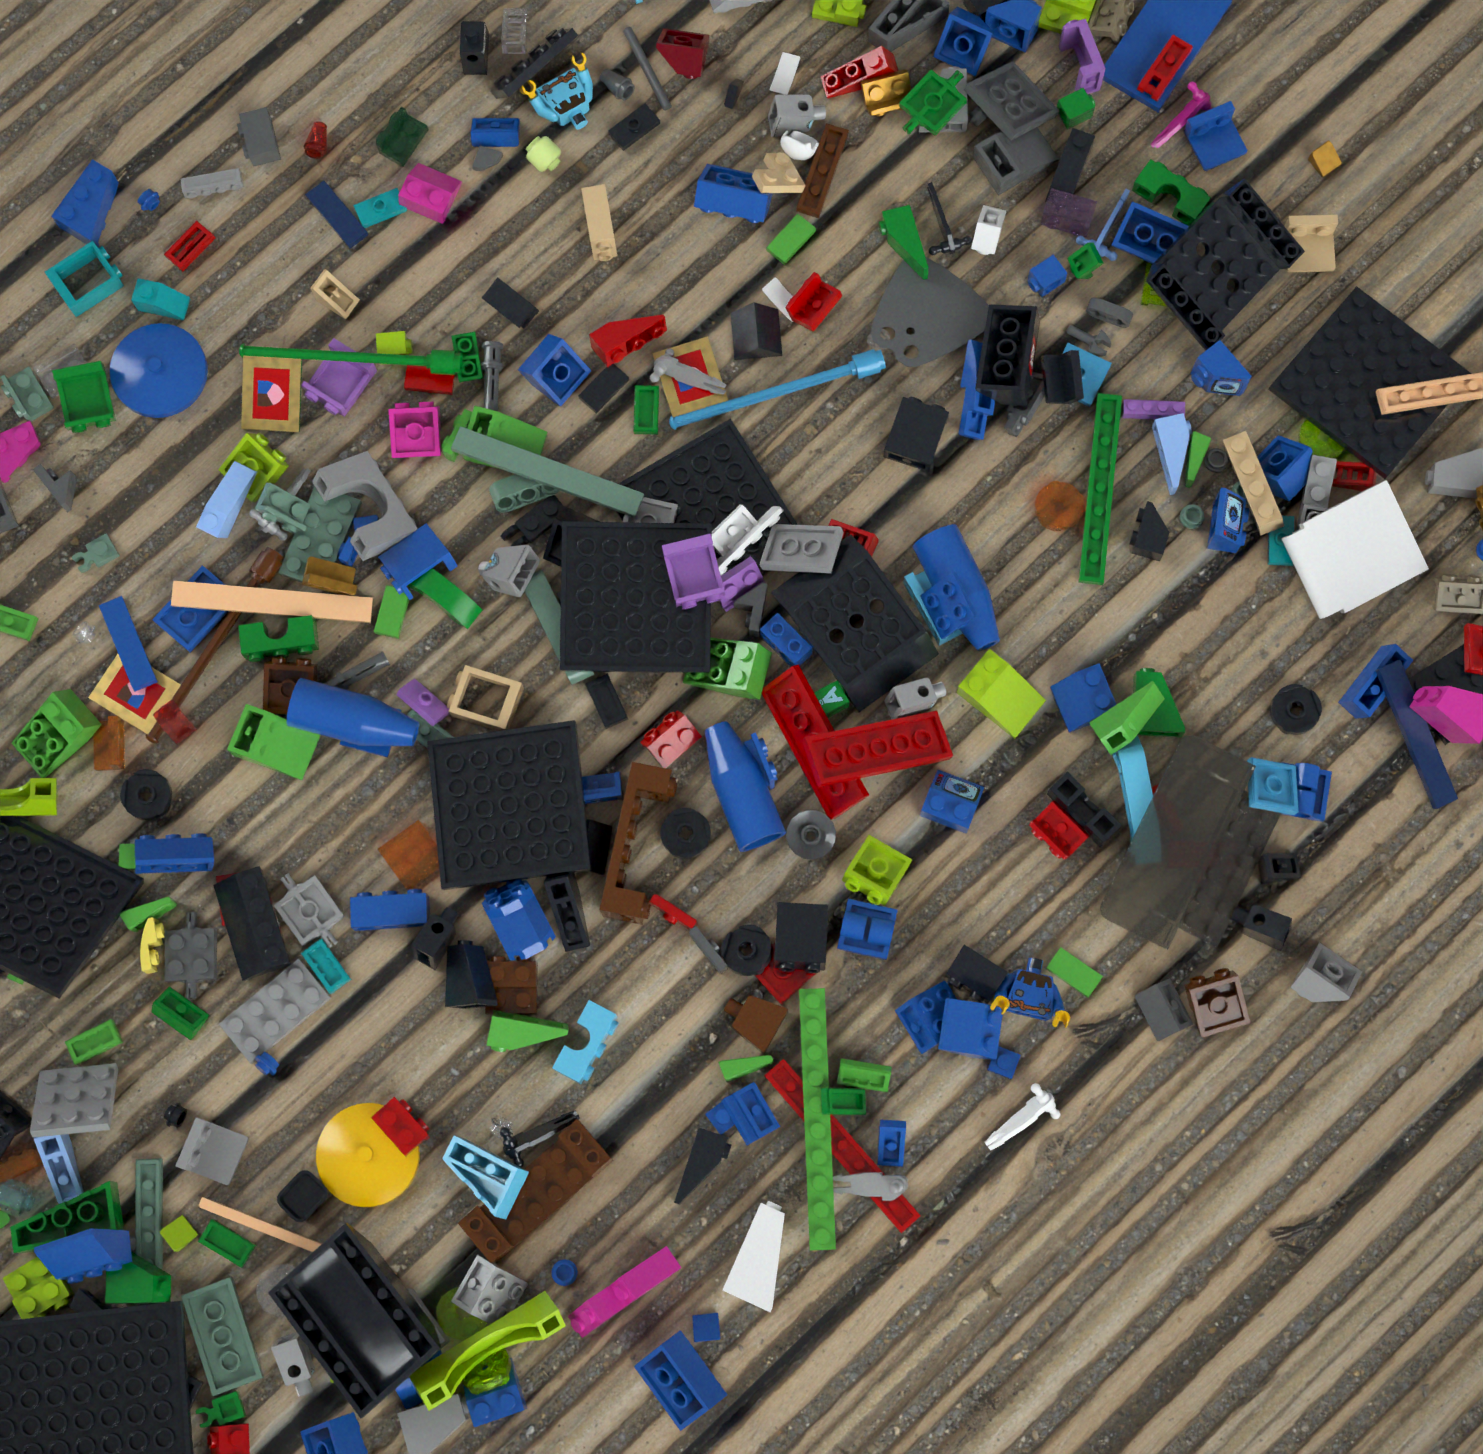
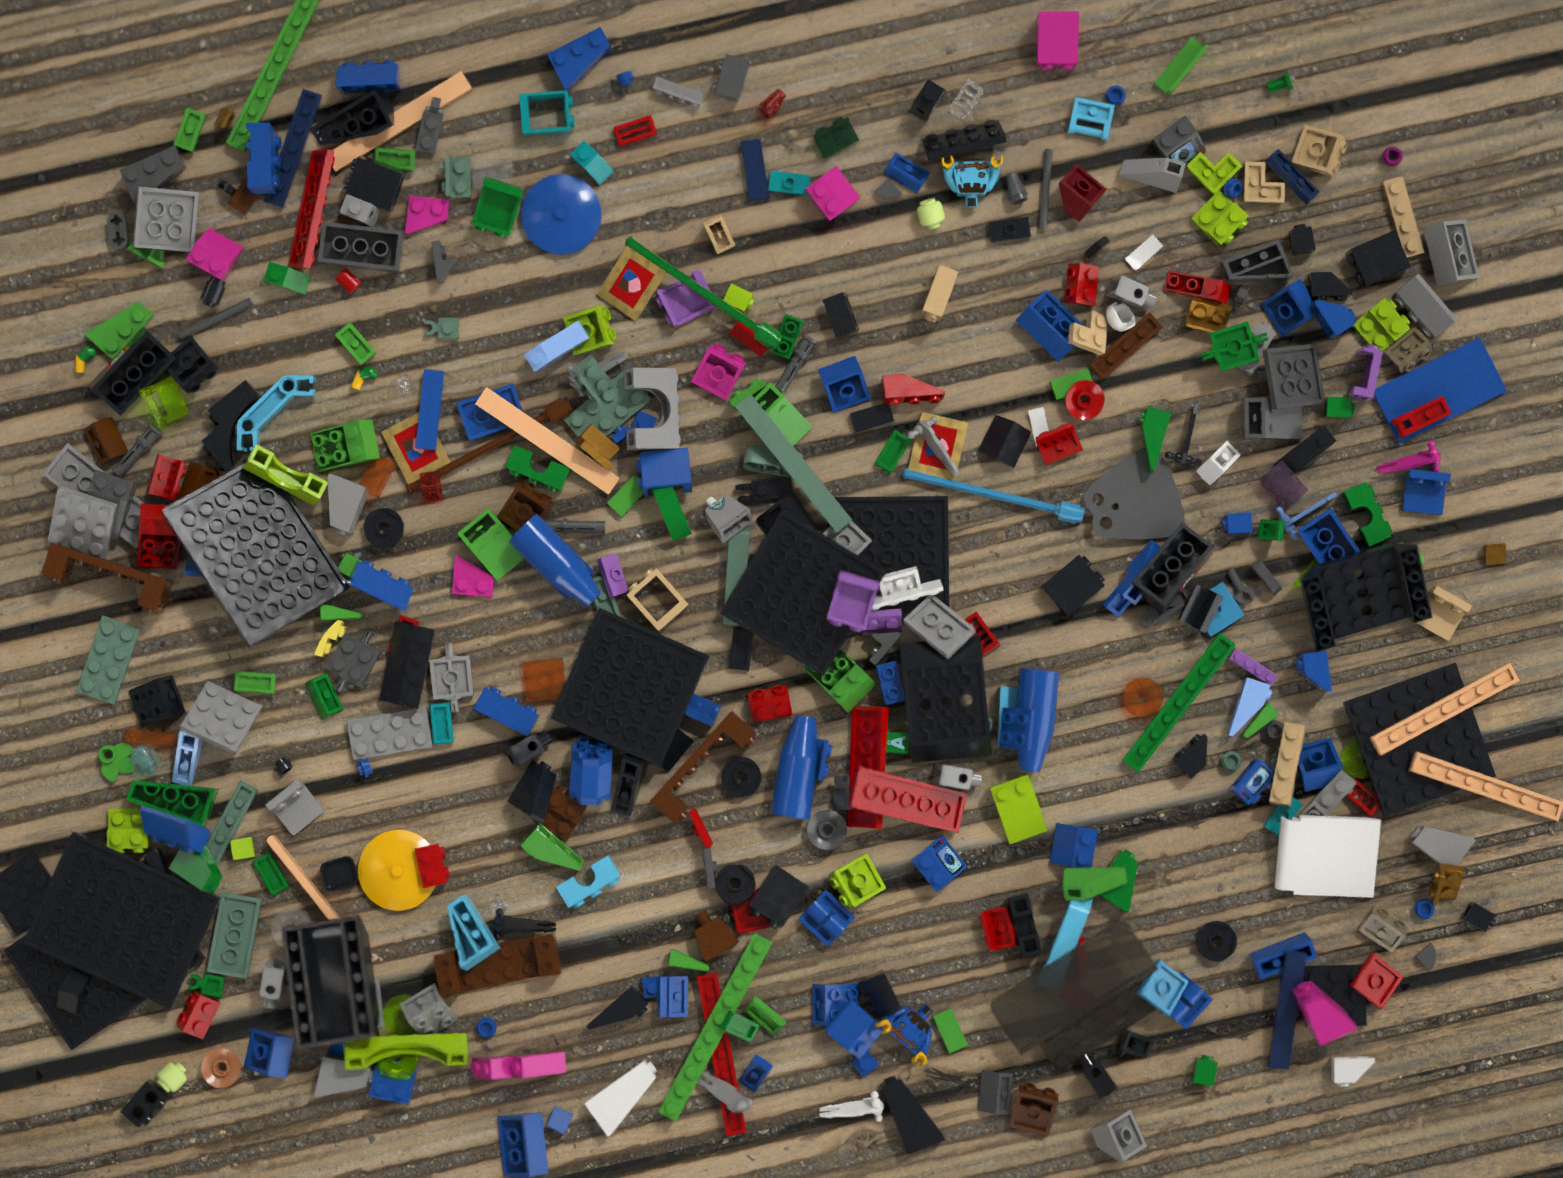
camera: 30 degrees right, 10 degrees up
(35, 649) = (363, 374): none -> arm
(89, 791) = (345, 503): none -> light grey slope
(272, 795) = (471, 580): none -> dark pink wing
(740, 137) = (1081, 284): none -> red bracket
(807, 790) = (842, 795): none -> dark grey plate
(820, 236) = (1094, 399): none -> red dish
(908, 56) = (1241, 294): none -> dark grey tile
(1090, 1092) = (911, 1119): none -> black slope
(1371, 852) = (1204, 1070): none -> green brick
(1376, 335) = (1444, 709): none -> light nougat tile

